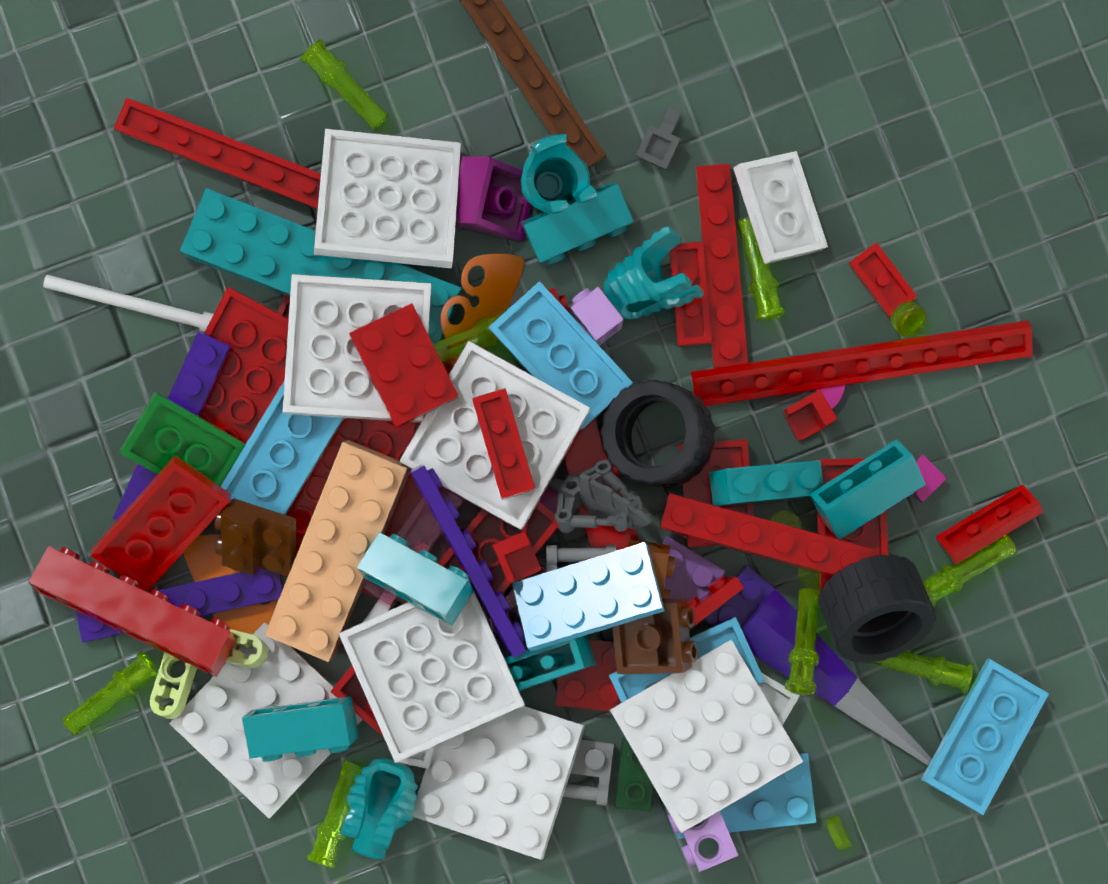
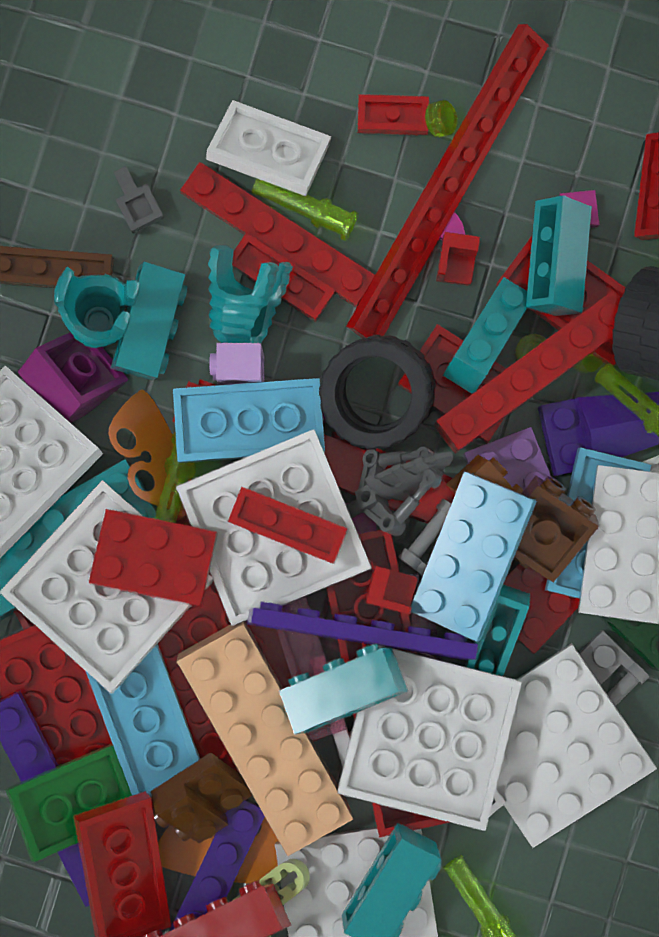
camera: 50 degrees left, 0 degrees up
(379, 806) = (507, 870): teal hair -> none
(720, 591) = (549, 444): red plate -> none

